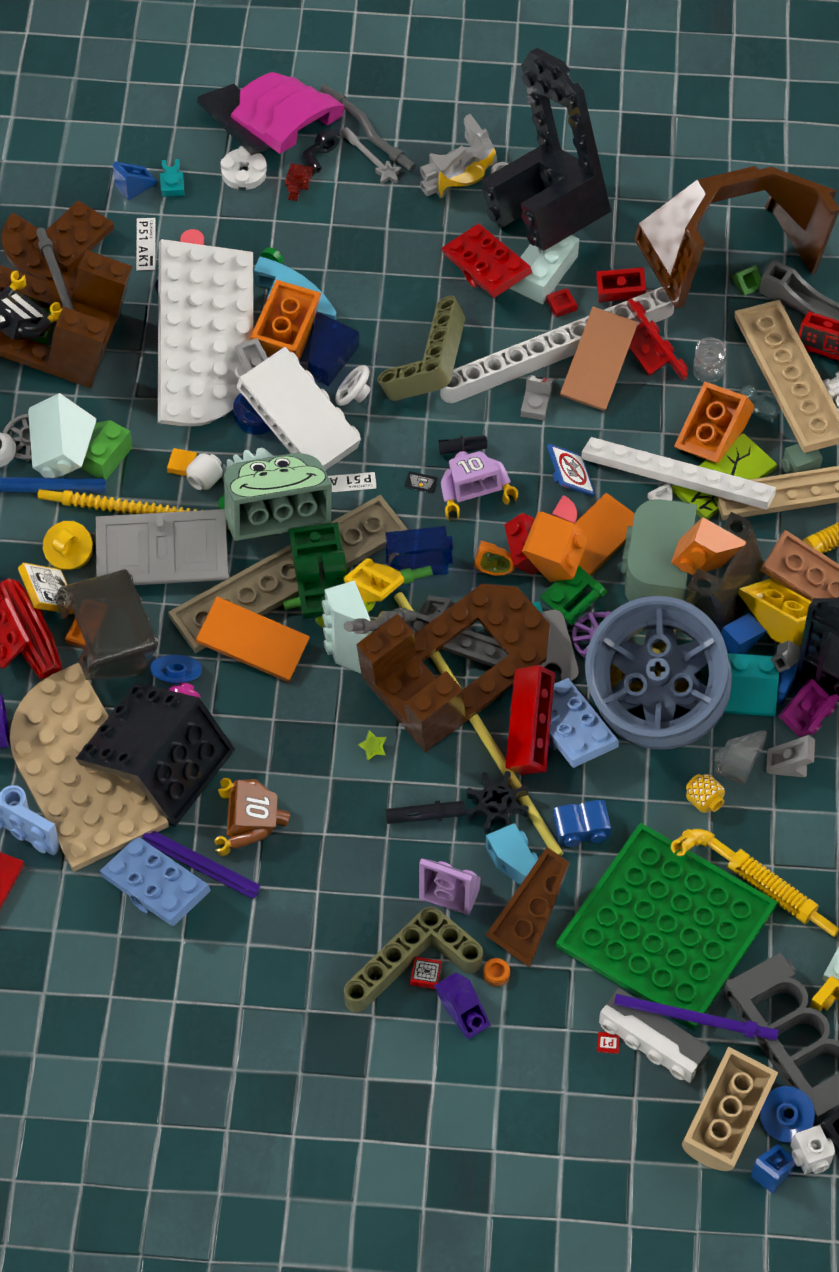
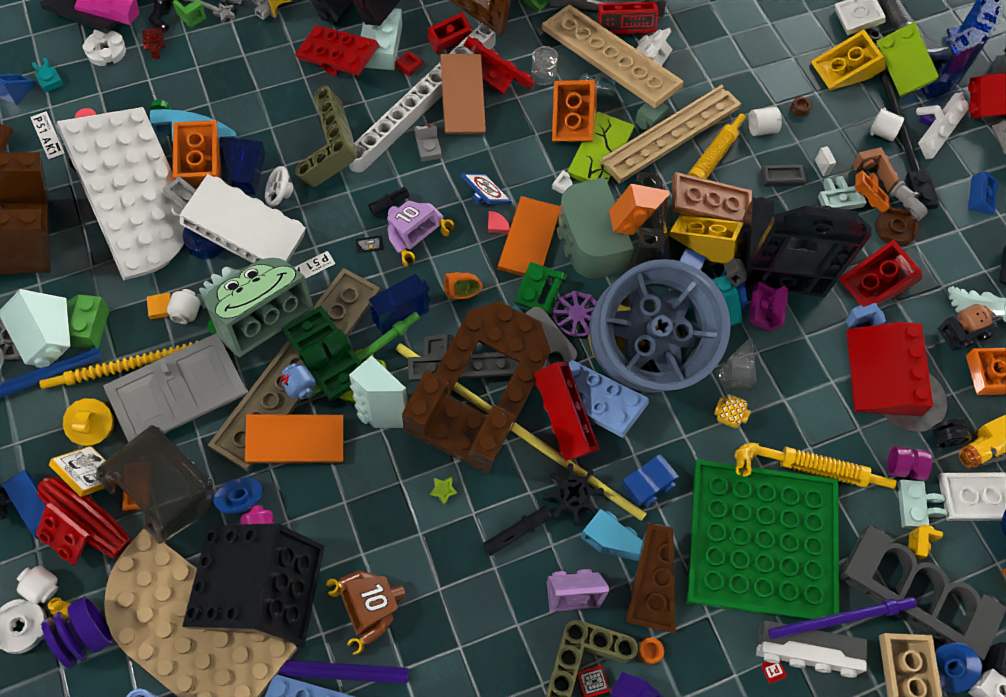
camera: 30 degrees left, 5 degrees up
(280, 585) = (297, 381): none -> medium blue head
(351, 162) = (190, 14): none -> bright green panel
(363, 626) = (403, 396): dark grey bar -> none
(374, 580) = (379, 342): yellow slope -> none
(517, 533) = (483, 261): red brick -> none
(555, 547) = (511, 255): orange slope -> none
(679, 473) = (570, 159): white plate -> none
(791, 757) = (778, 351): light grey slope -> none

